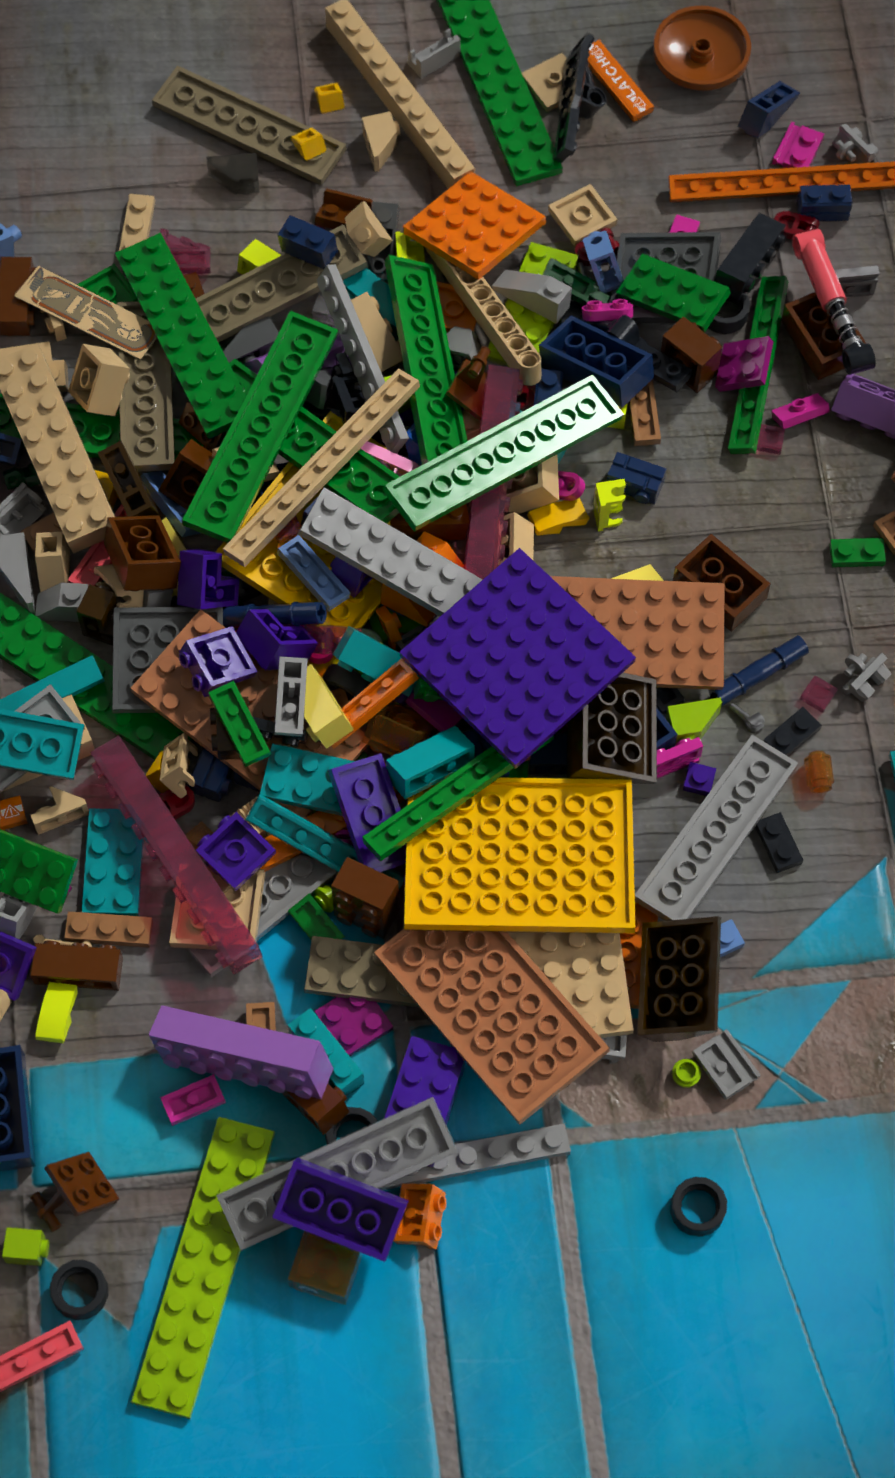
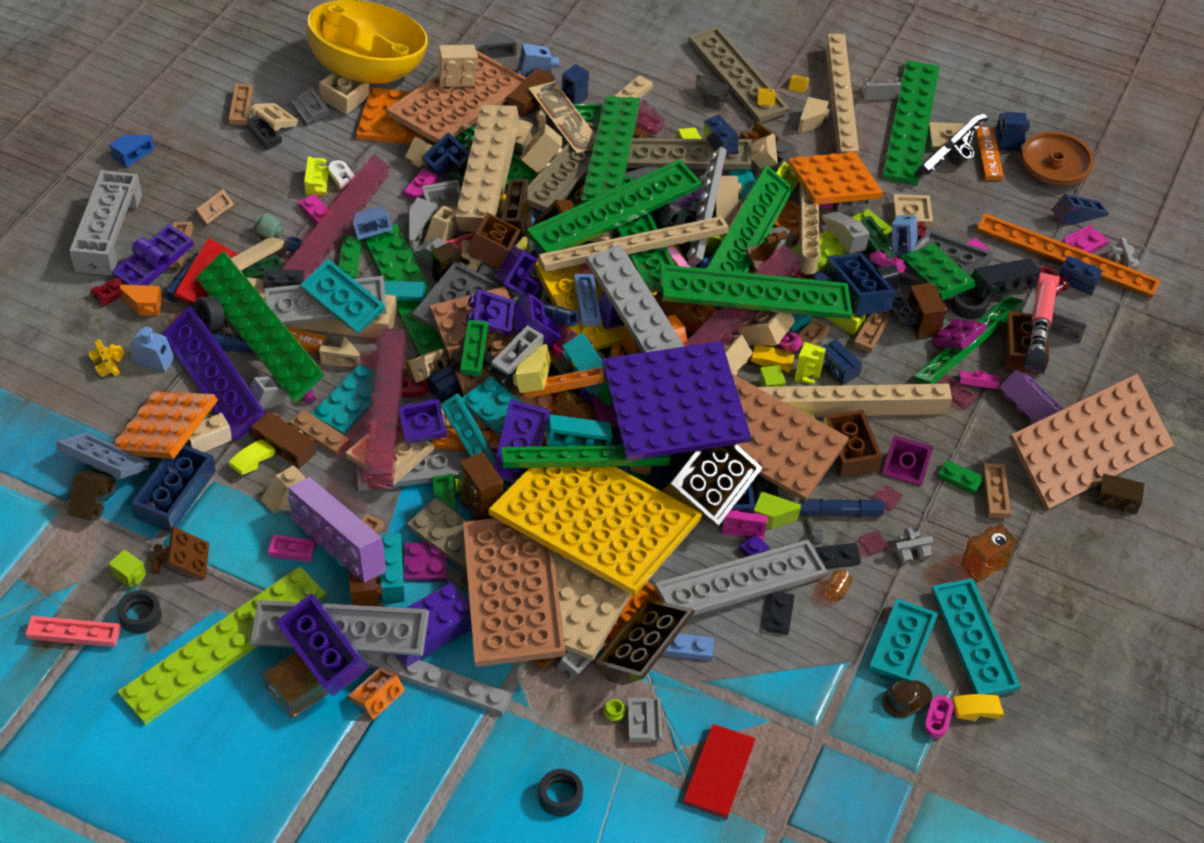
camera: 30 degrees right, 15 degrees down
(68, 256) = (575, 84): none -> dark blue brick
(128, 1032) = (277, 493): none -> tan slope
(579, 550) = (771, 377): none -> lime brick
(582, 459) = (814, 332): none -> medium nougat plate
(625, 34) = (1011, 130): none -> dark blue brick
(693, 515) = (873, 399): none -> tan brick
(792, 567) = (907, 460): none -> magenta slope
(796, 443) = (964, 397): none -> clear pink tile
(798, 624) = (889, 496): none -> clear pink tile
(840, 1073) = (719, 771): none -> red tile

